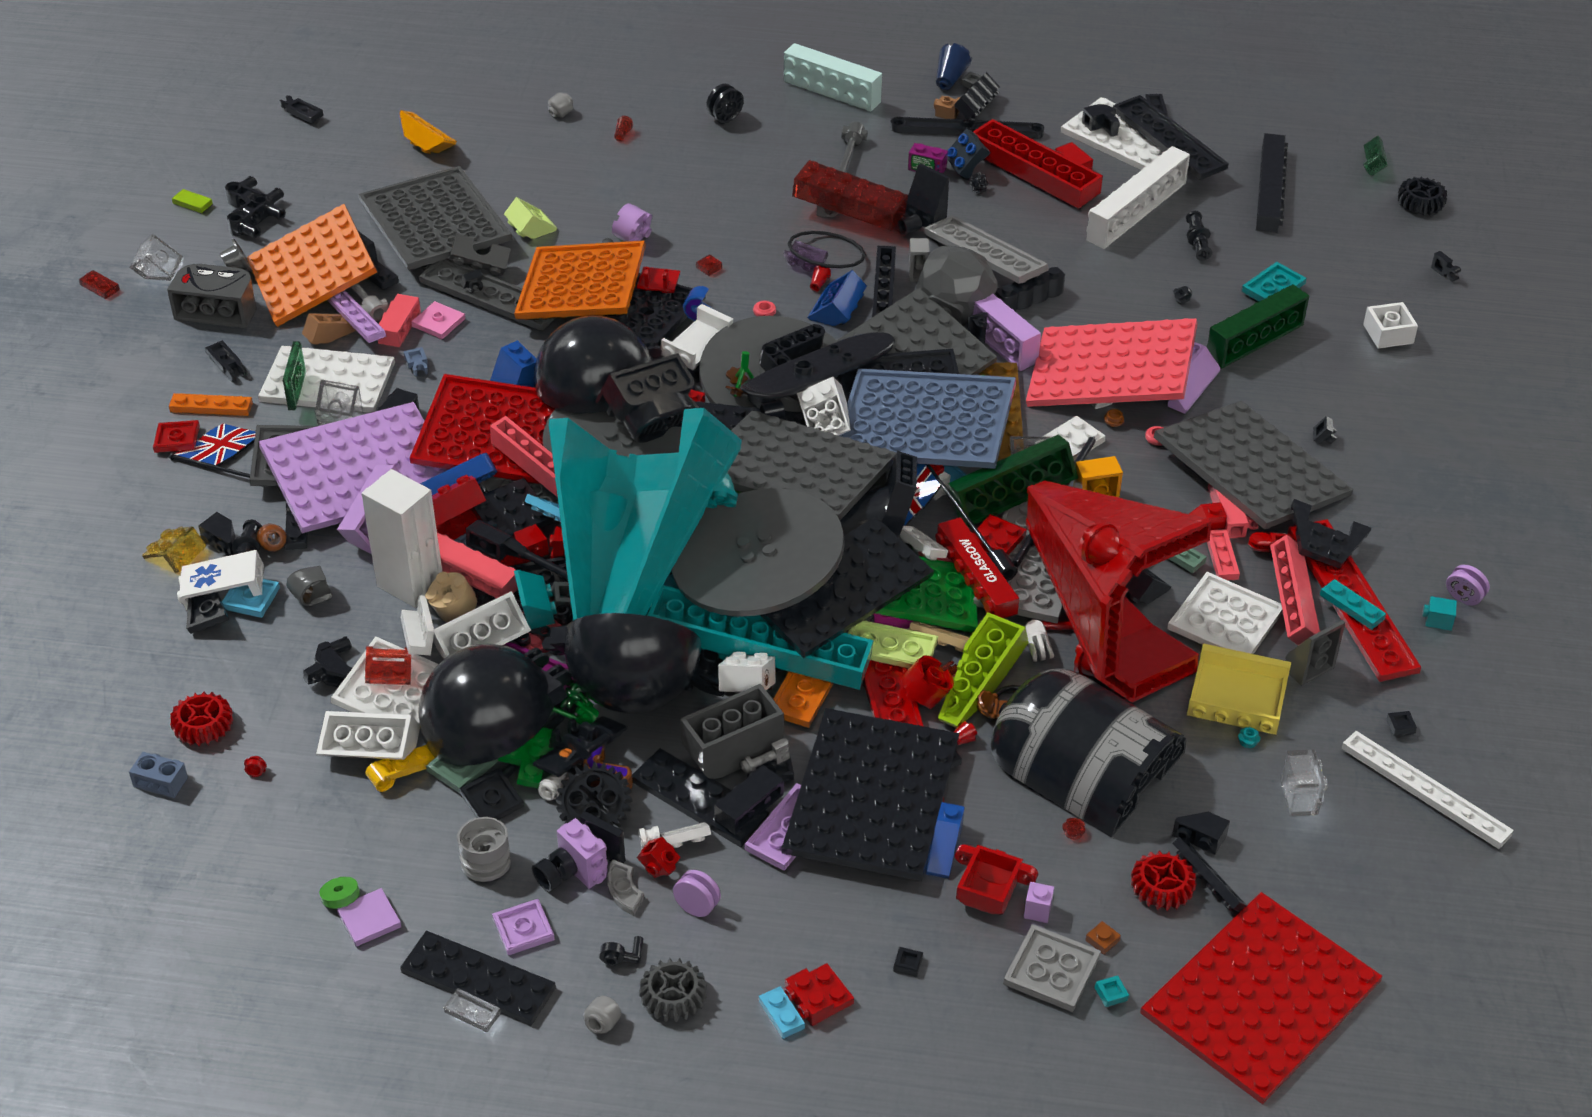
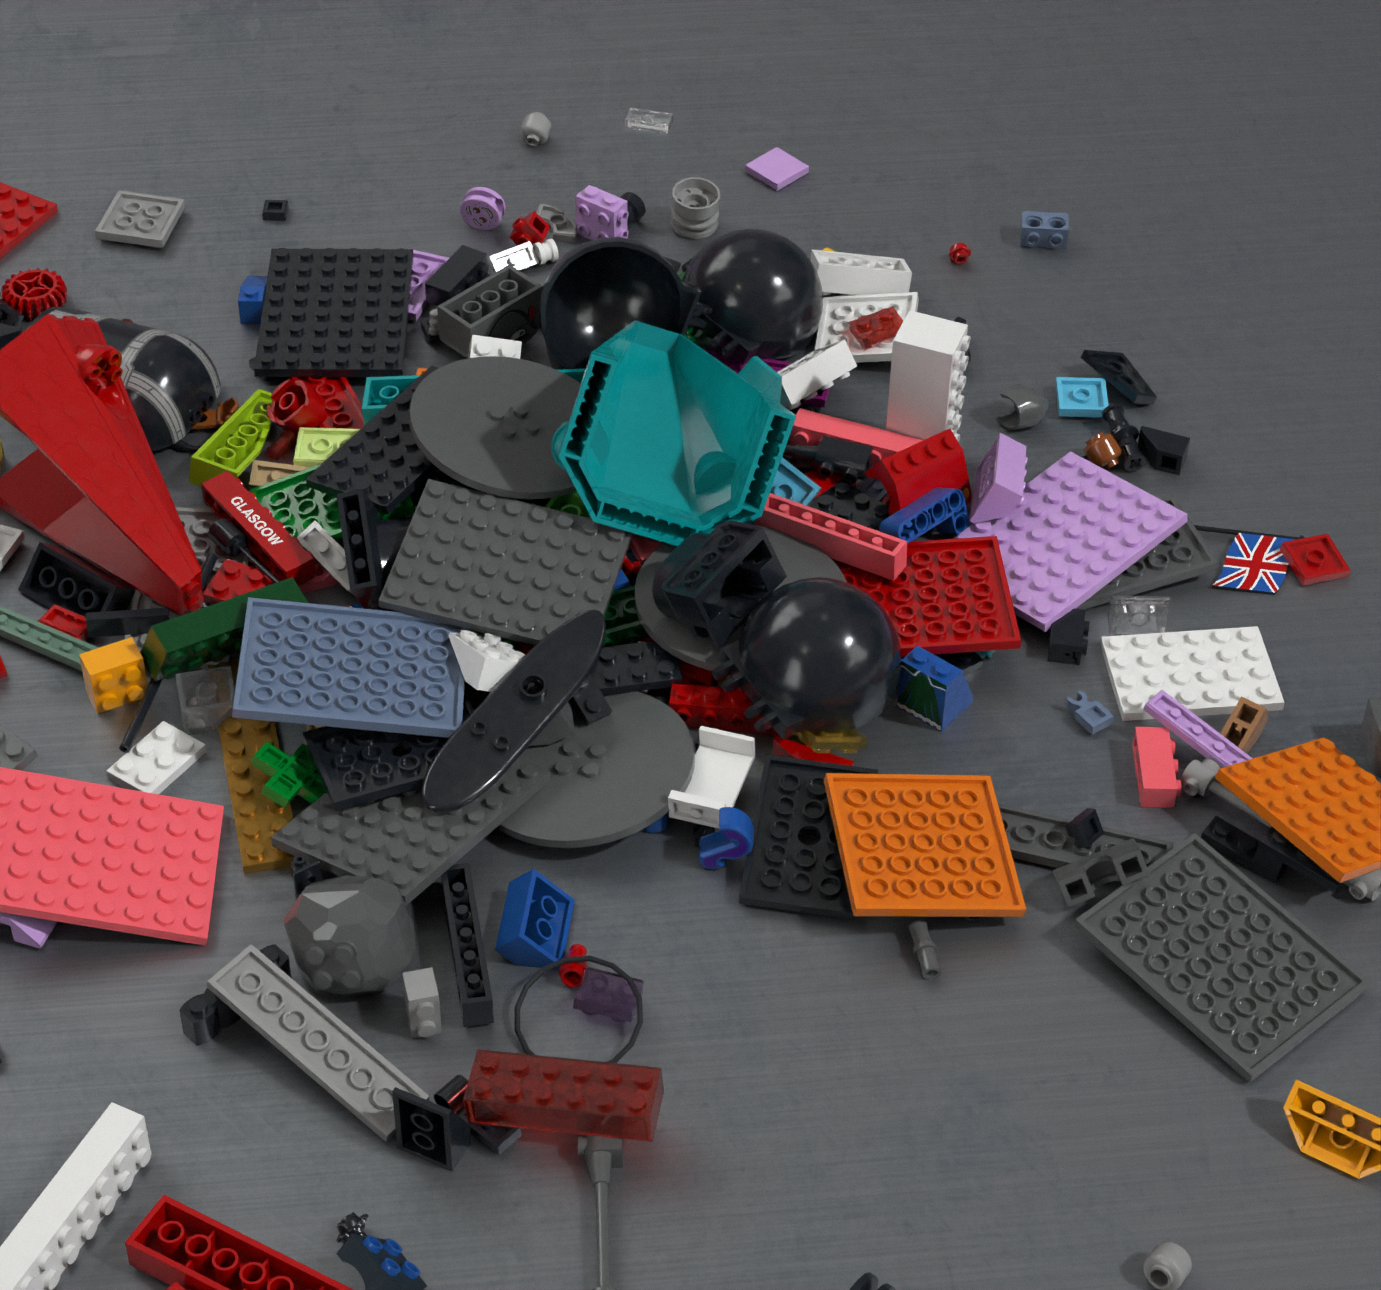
camera: 165 degrees right, 0 degrees up
(176, 546) = (1209, 425): clear yellow bracket -> none
(201, 714) = (1040, 278): red gear -> none
(210, 404) = (1310, 611): orange plate -> none
(221, 575) = (1117, 385): white panel -> none
(225, 359) = (1339, 669): black hinge -> none
(294, 375) = (1214, 614): clear green tile -> none
(339, 892) = (812, 175): bright green piece -> none
(418, 628) = (868, 363): white fence -> none
(438, 320) = (1103, 789): bright pink plate -> none
(451, 596) = (858, 406): tan brick -> none
(456, 966) = (657, 145): black plate -> none
(523, 927) = (637, 180): lavender tile -> none
(528, 219) = (1071, 987): yellowish green slope -> none
(611, 836) = (584, 225): black tile -> none
(614, 953) = (543, 174): black plate -> none
(623, 127) = (1029, 1239): clear red cone -> none
(632, 224) = (901, 988): lavender brick -> none
(658, 279) = (814, 887): red plate -> none
(671, 999) = (480, 153): dark grey gear -> none
(709, 265) = (757, 966): clear red plate -> none
(737, 375) = (622, 704): plant -> none
(764, 308) = (642, 887): coral piece -> none
(781, 1012) = (381, 161): medium azure plate -> none
(791, 346) = (583, 759): black beam -> none
(817, 993) = (352, 174): red plate -> none
(930, 156) = (453, 1260): magenta brick -> none
(966, 733) = (248, 386): red cone -> none
(990, 877) = (205, 258): red piece -> none
(1009, 333) = (253, 883): lavender brick -> none
(1037, 640) = (179, 489): white arm -> none
(1038, 902) = (156, 256): lavender brick -> none
(1103, 937) = (93, 252): dark orange plate -> none
(1111, 991) = (84, 210): teal plate -> none

